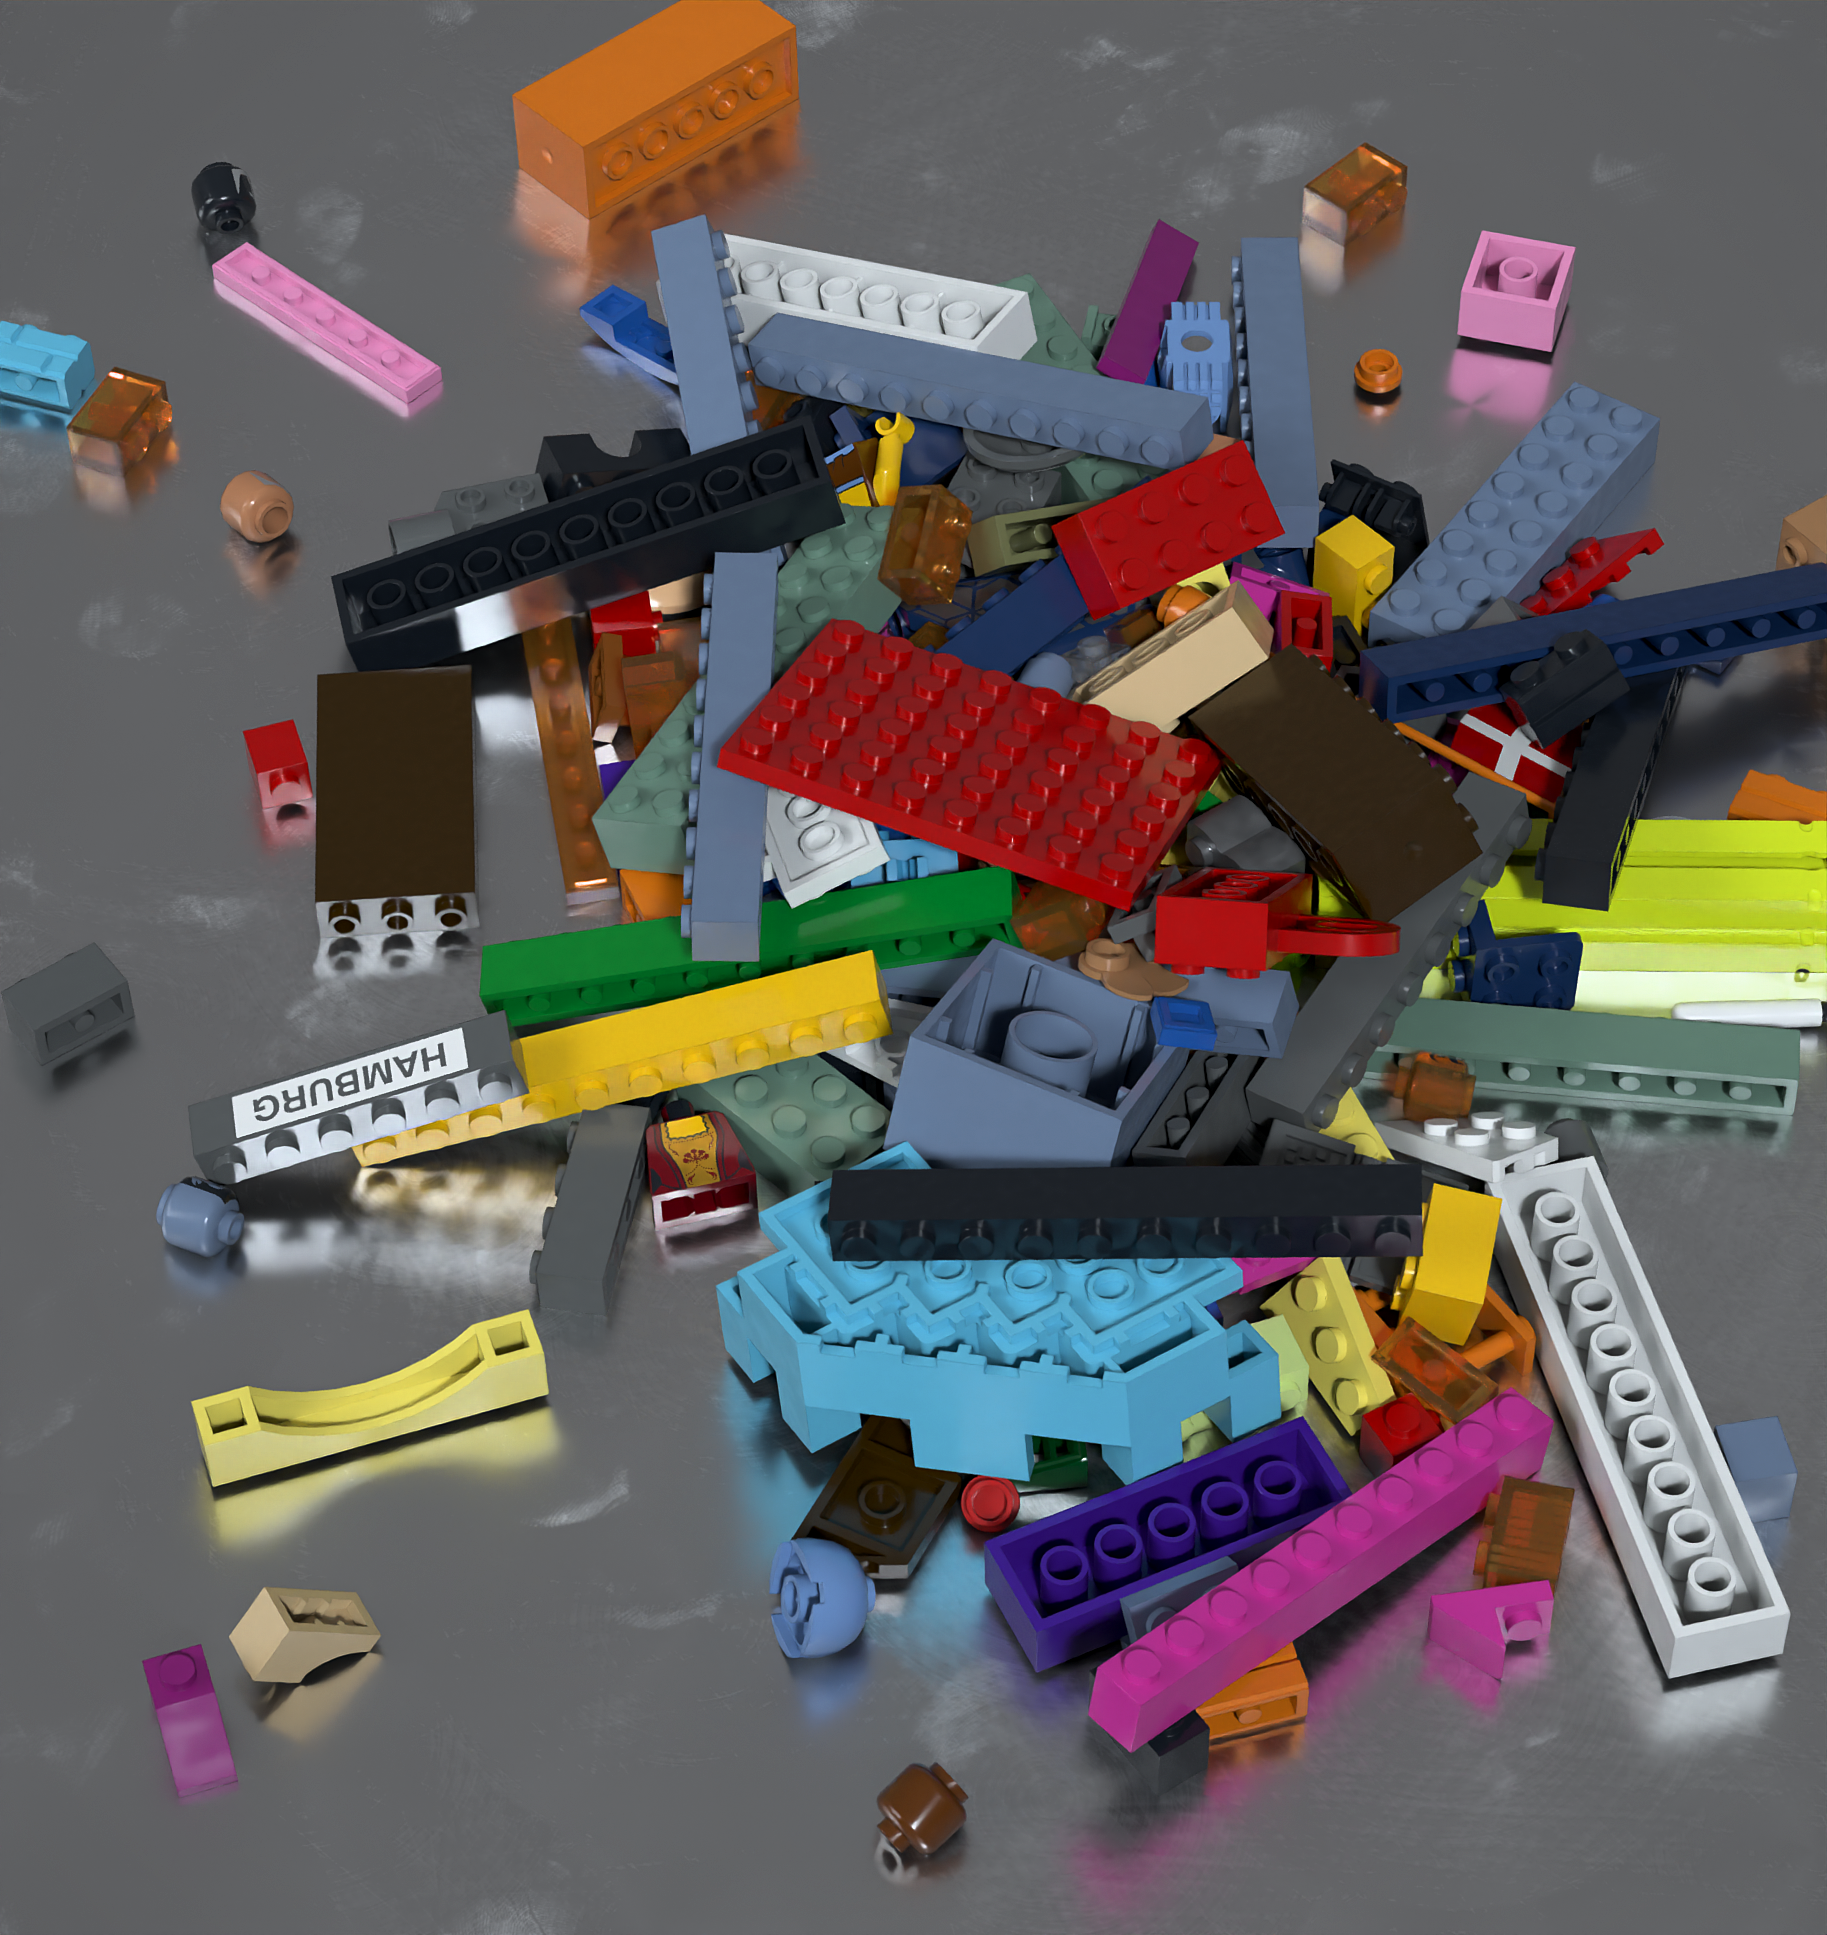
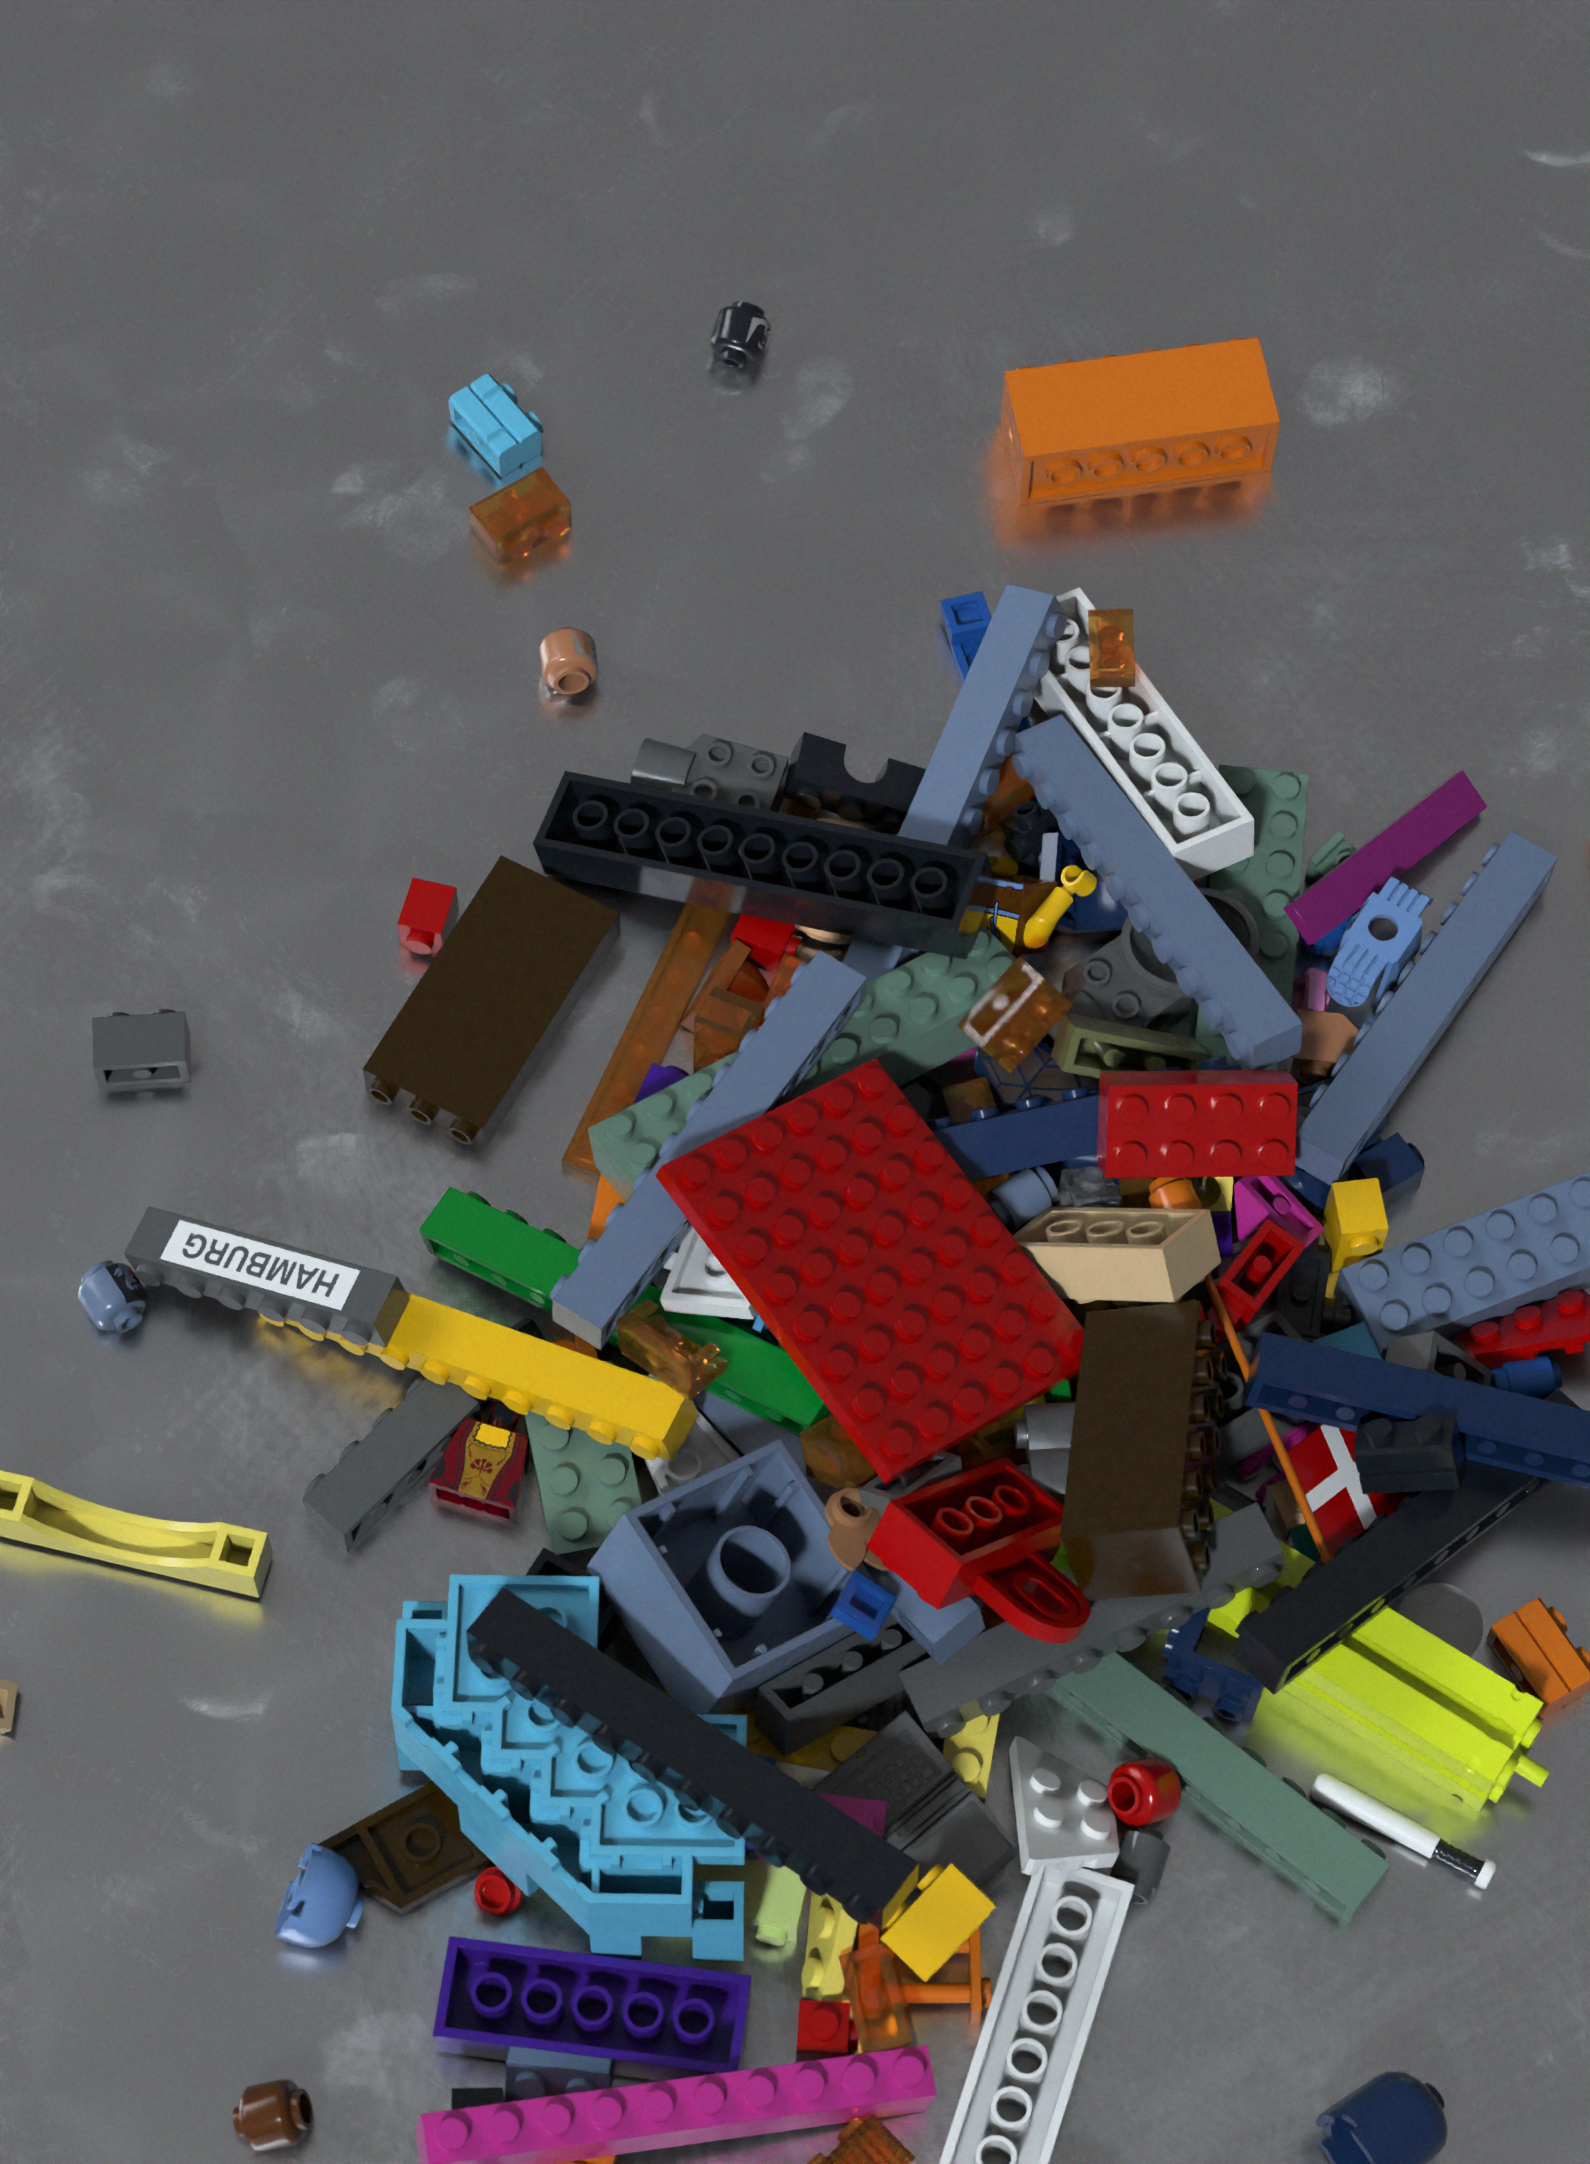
camera: 30 degrees right, 15 degrees up
(327, 322) = (745, 500): bright pink tile -> none
(783, 243) = (1111, 648): none -> clear orange plate
(827, 929) = (668, 1352): none -> clear orange hinge
(1378, 371) = (1542, 1011): orange plate -> none
(1387, 505) = (1413, 1151): black hinge -> none
(1435, 1087) = (1076, 1739): clear orange head -> none
(1517, 1095) = (1144, 1791): none -> red head

